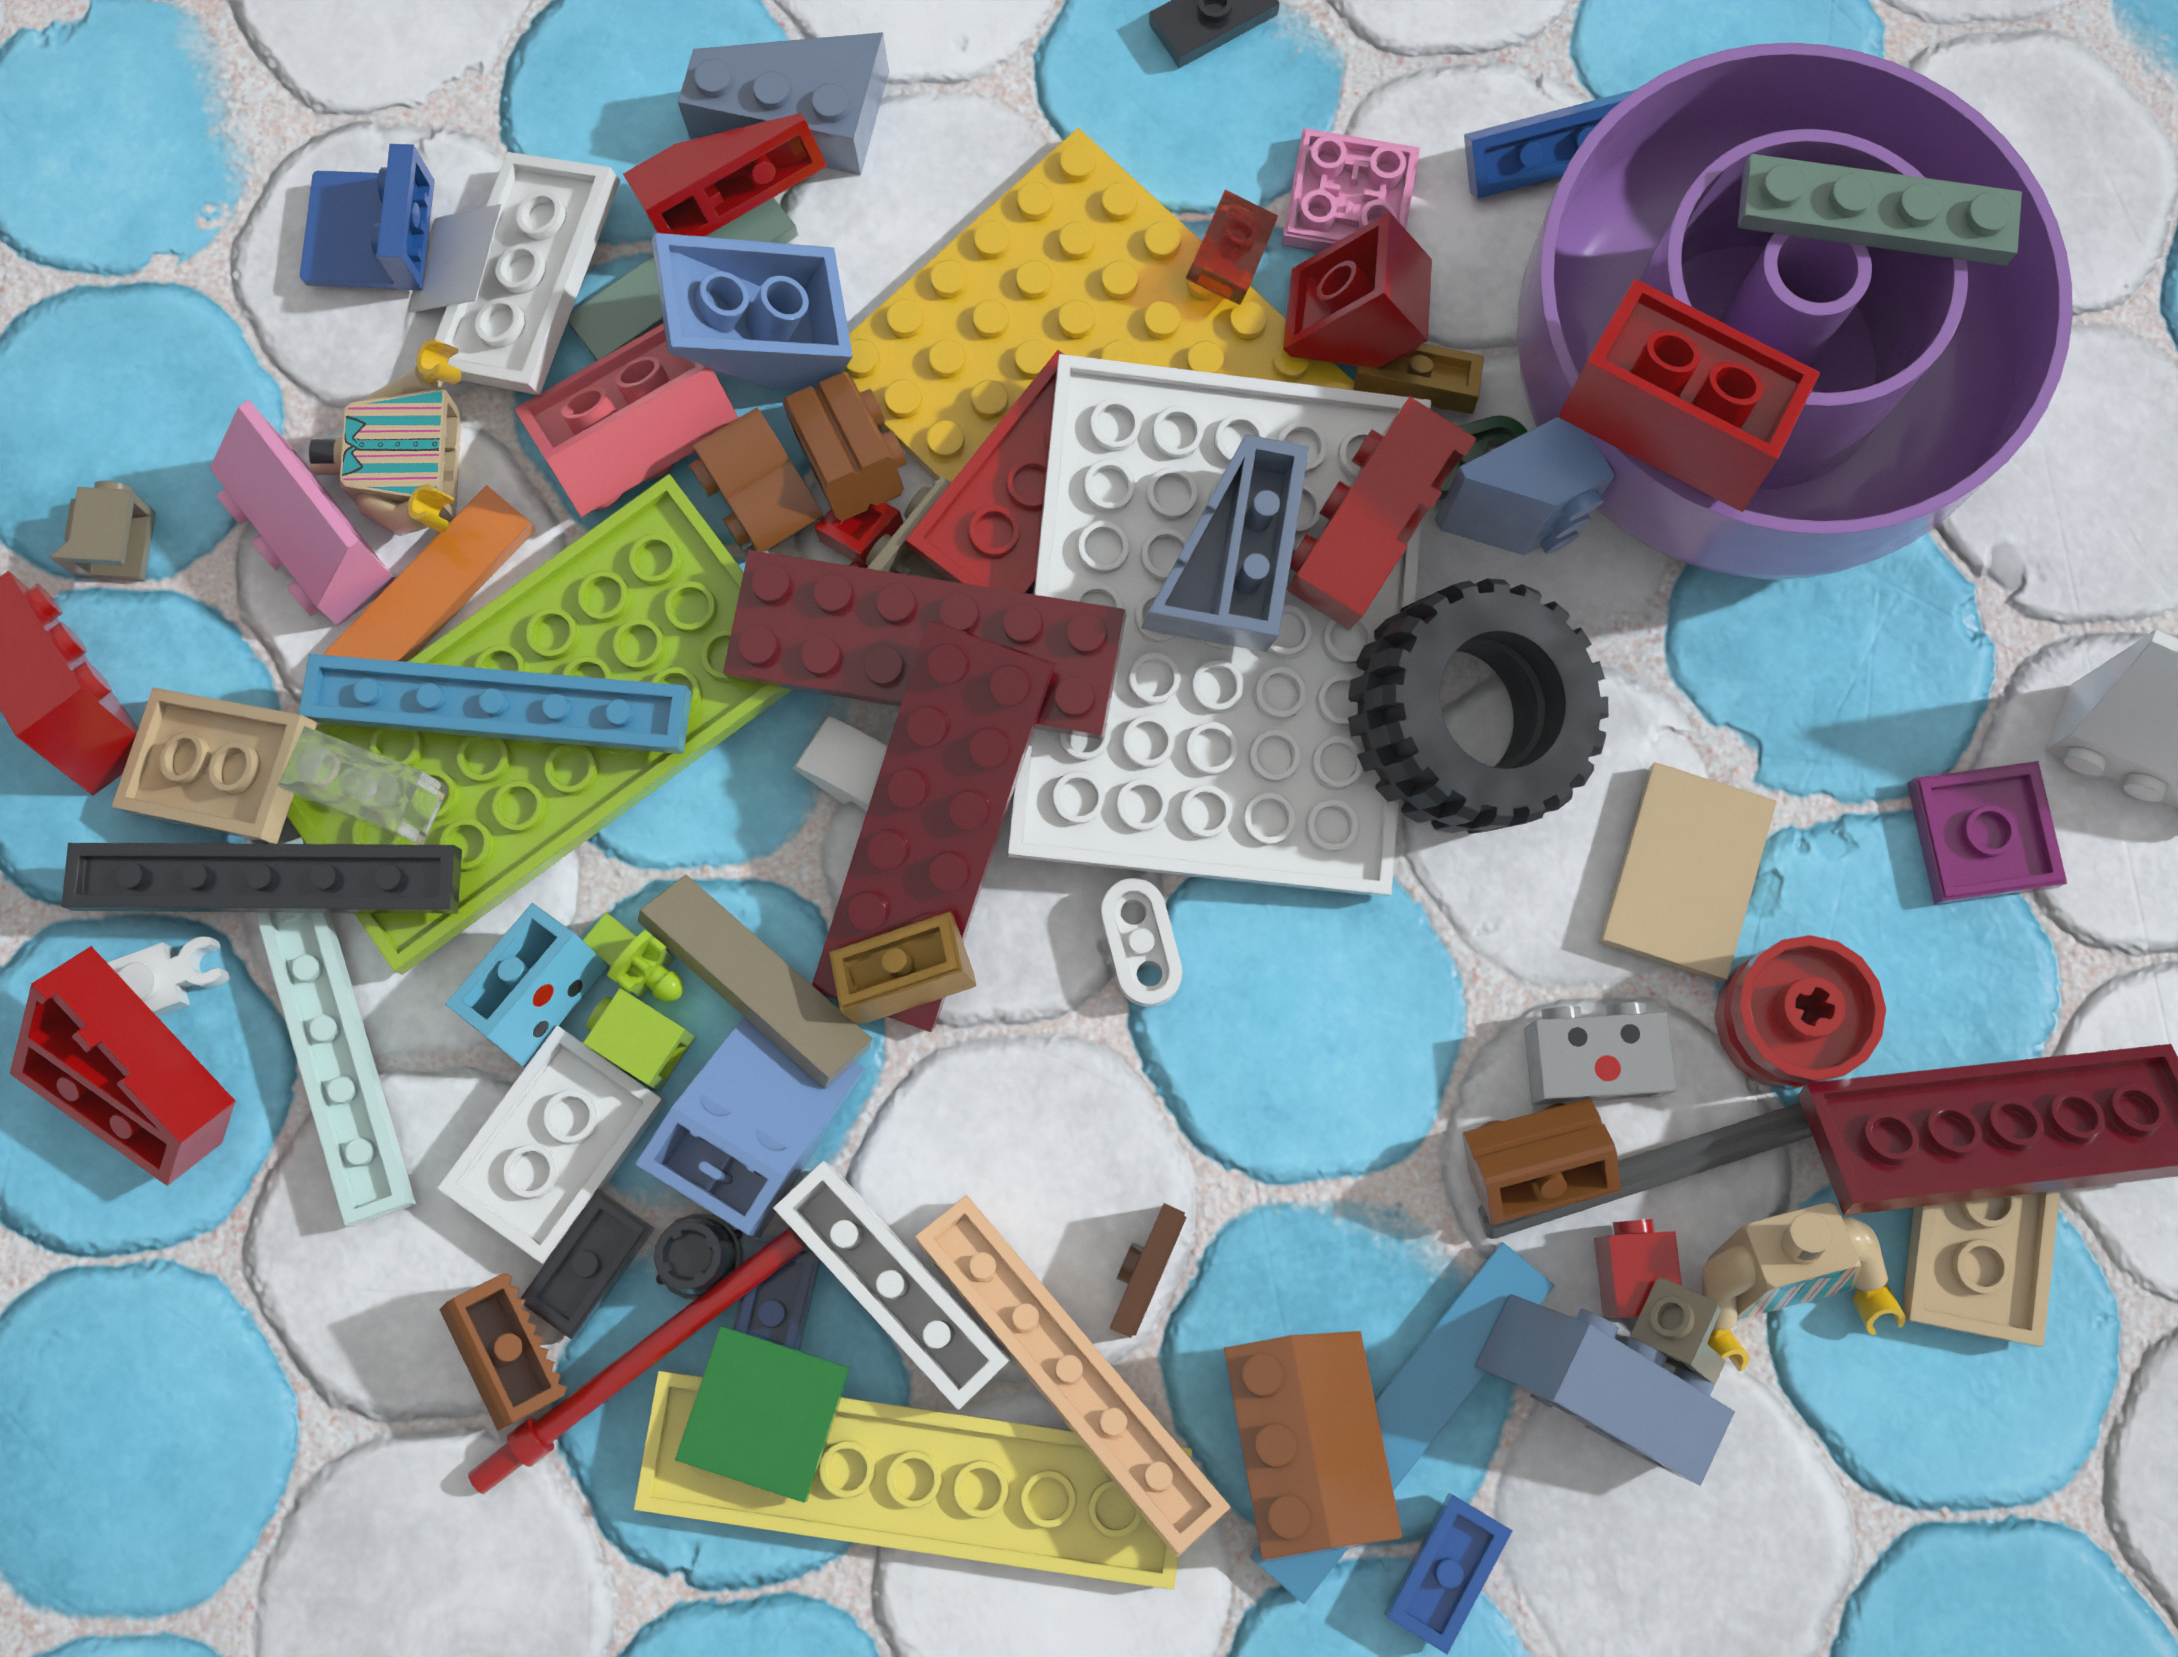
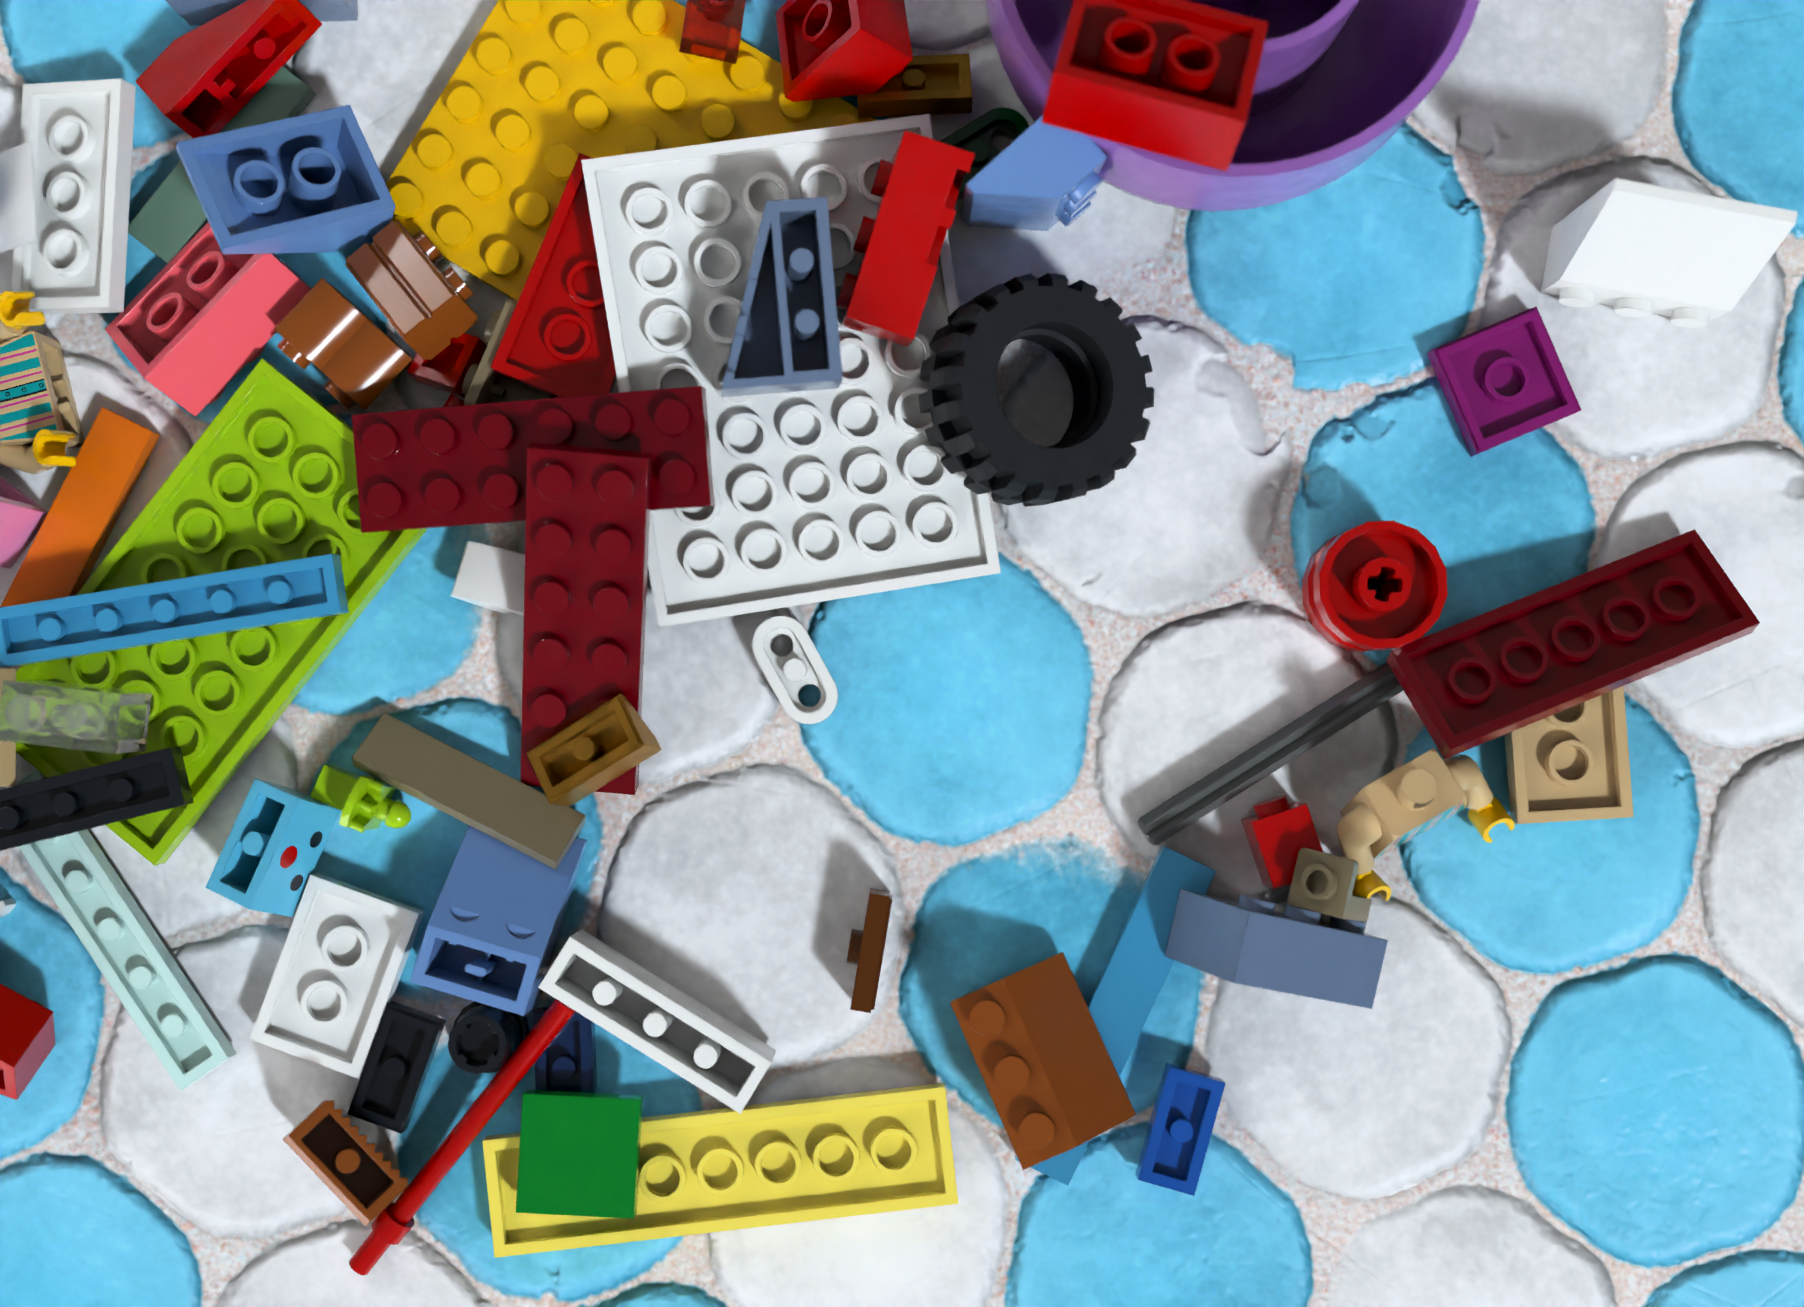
camera: 15 degrees left, 10 degrees up
(637, 1038) = (383, 867): lime brick -> none
(1073, 1376) = (828, 1054): light nougat plate -> none
(1541, 1161) = (1181, 772): dark orange brick -> none
(1599, 1056) = (1211, 668): light grey brick -> none
(1688, 872) = (1253, 483): tan tile -> none

